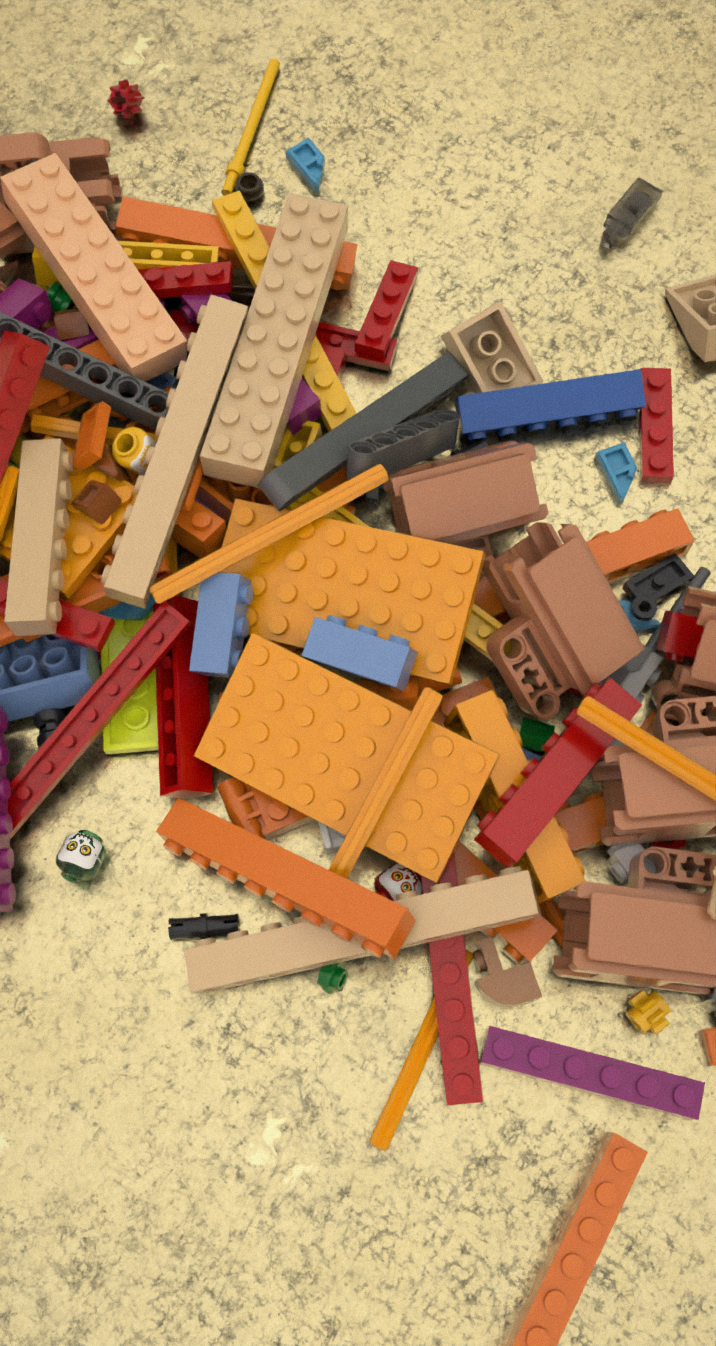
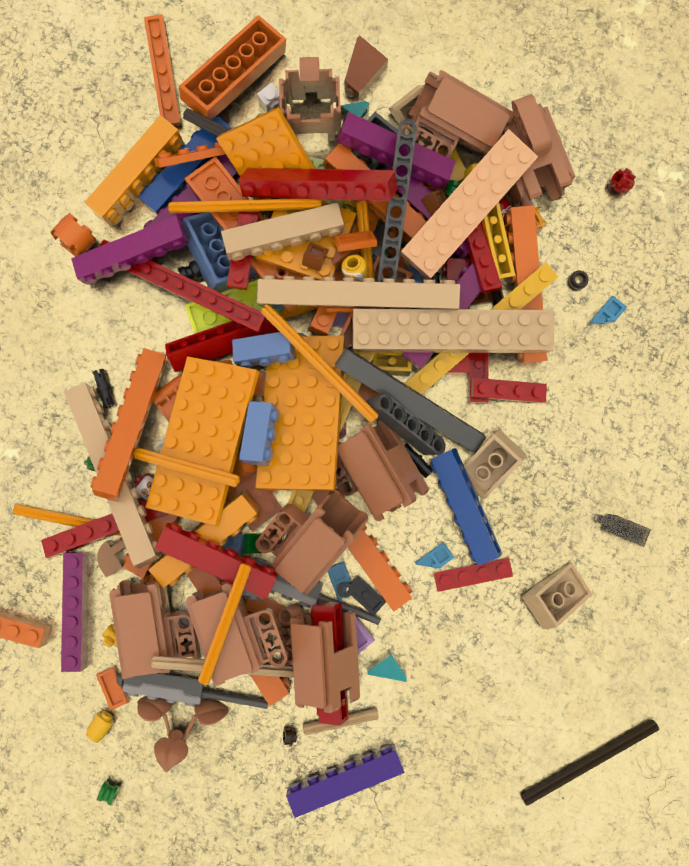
camera: 75 degrees right, 15 degrees up
(80, 856) = (123, 311): head -> none
(235, 167) = (590, 267): yellow bar -> none

